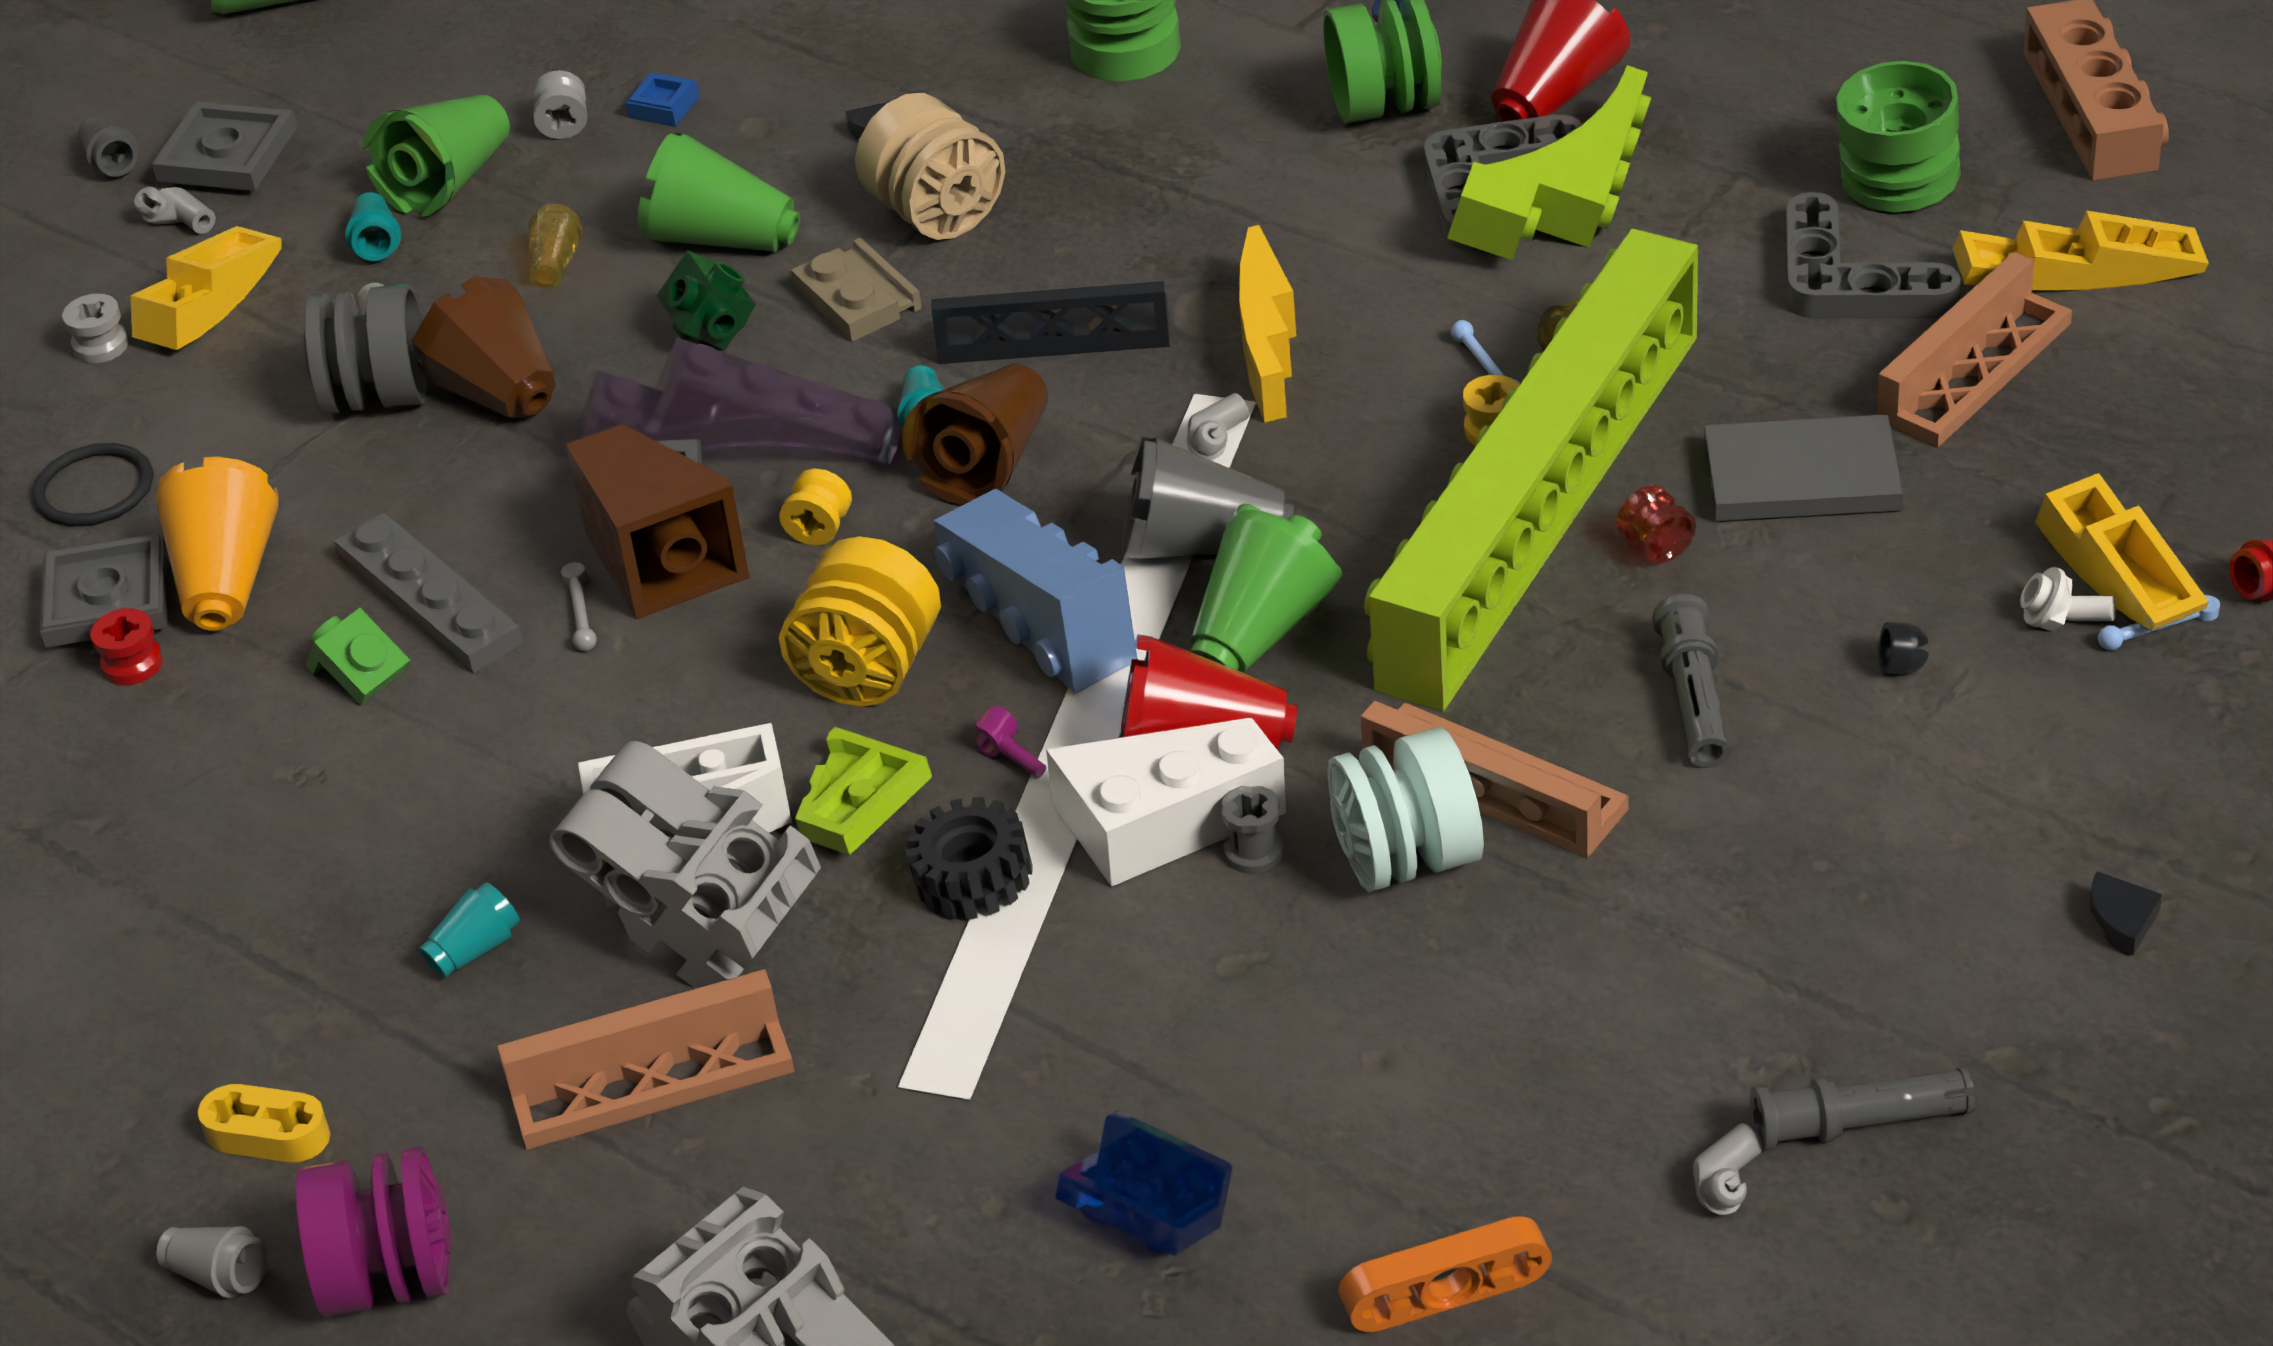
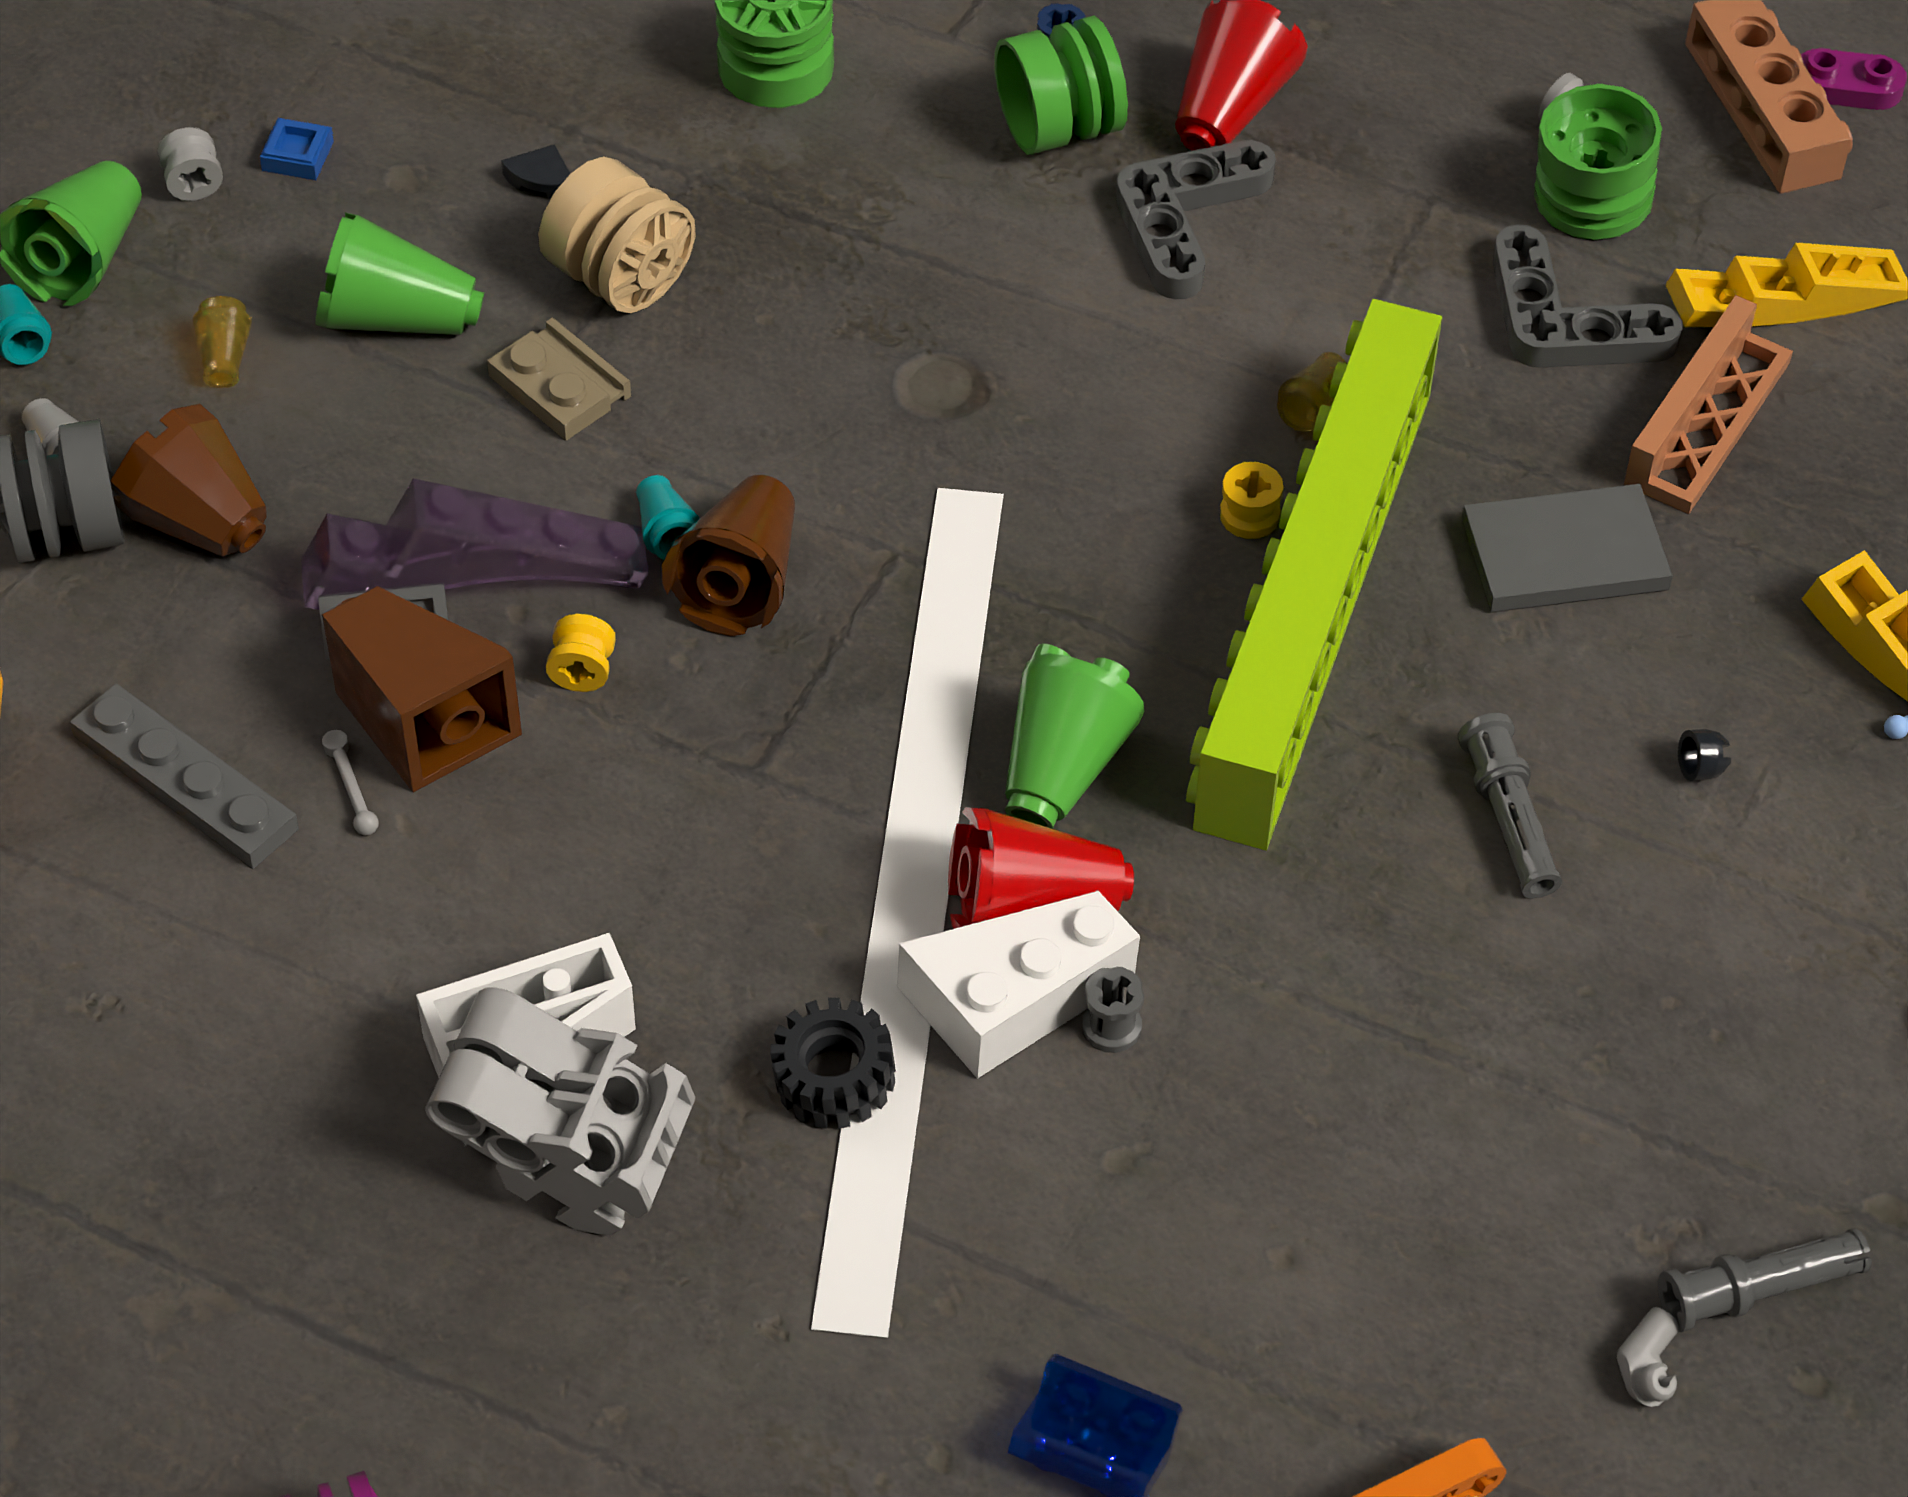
camera: 15 degrees left, 10 degrees up
(262, 1126) = (161, 1431): yellow beam -> none
(356, 655) = (128, 862): bright green bracket -> none
(469, 930) = (330, 1186): teal cone -> none
(642, 1048) = (545, 1304): nougat fence -> none
(706, 300) = (410, 407): dark green brick -> none
(858, 790) = (698, 988): lime wing -> none
(860, 621) = (668, 797): yellow wheel -> none
(996, 736) = (824, 915): magenta hand -> none
(1040, 588) = (838, 739): medium blue wedge -> none
(1051, 322) = (778, 416): black fence -> none
(1186, 501) = (974, 634): dark grey cone -> none
(1208, 427) = (966, 528): light grey arm -> none
(1266, 324) = (999, 408): yellow slope -> none
(1418, 805) = (1270, 984): light aqua wheel -> none
(1462, 332) = (1198, 403): light blue hinge -> none
(1510, 782) = (1334, 927): nougat fence -> none
(1559, 186) = (1270, 233): lime arch -> none
(1656, 524) = (1441, 625): clear red wheel -> none
(2049, 602) = (1834, 693): white plate -> none
(2188, 83) = (1856, 78): none -> magenta plate

